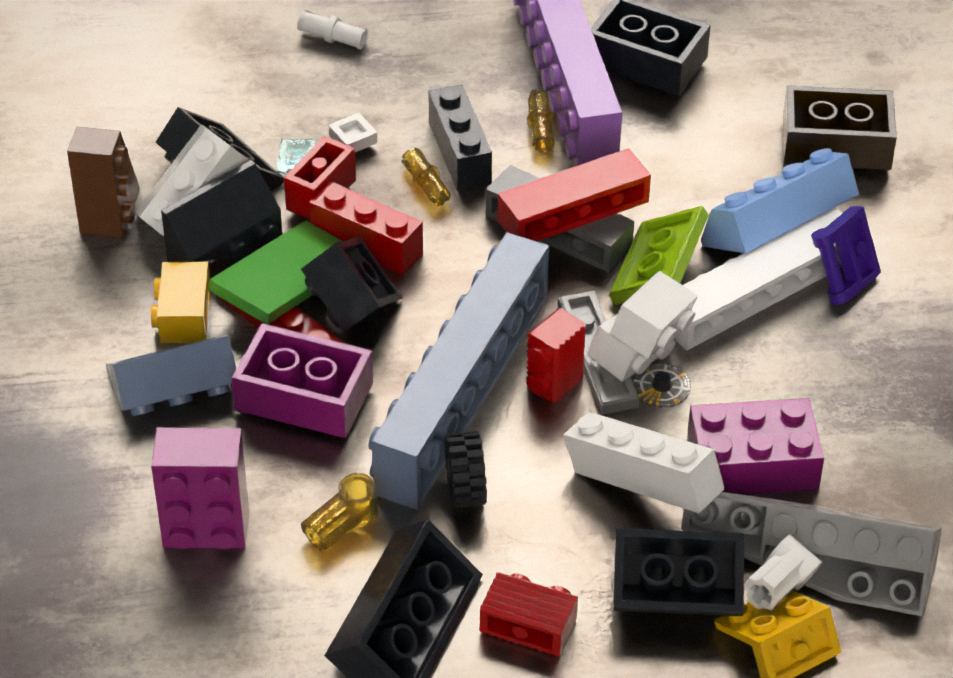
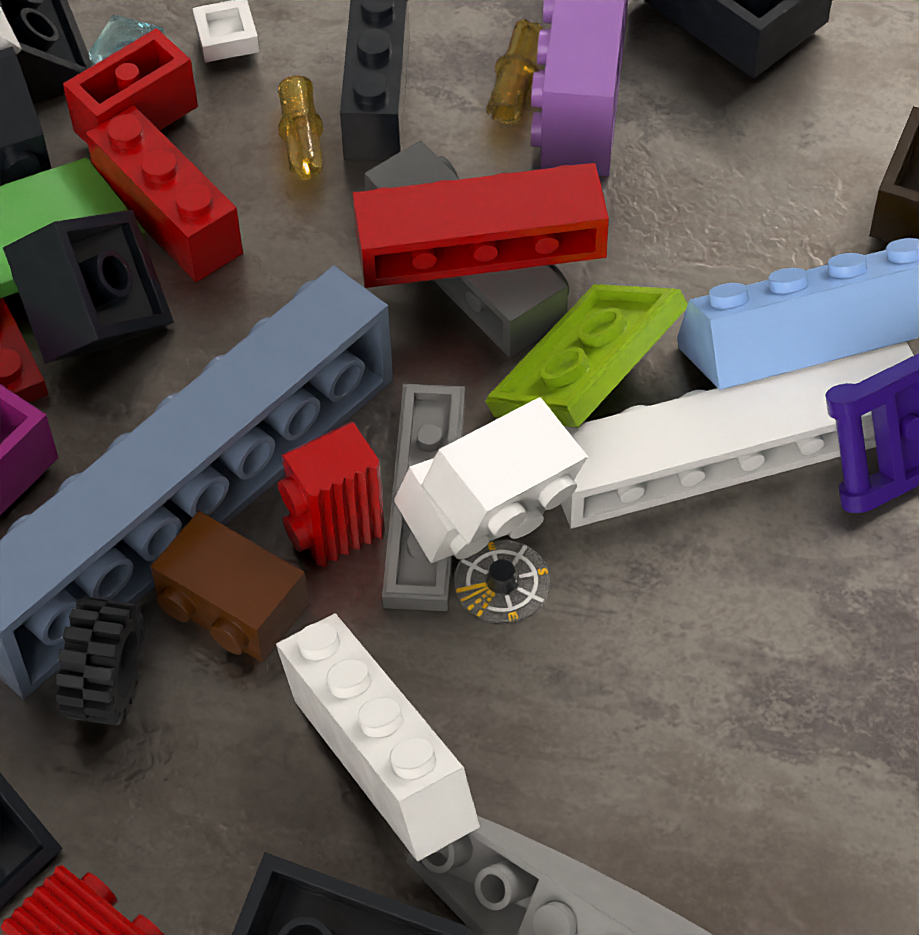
camera: 20 degrees right, 10 degrees up
(514, 419) = (229, 587): none -> reddish brown piece
(761, 444) = (585, 747): brick -> none

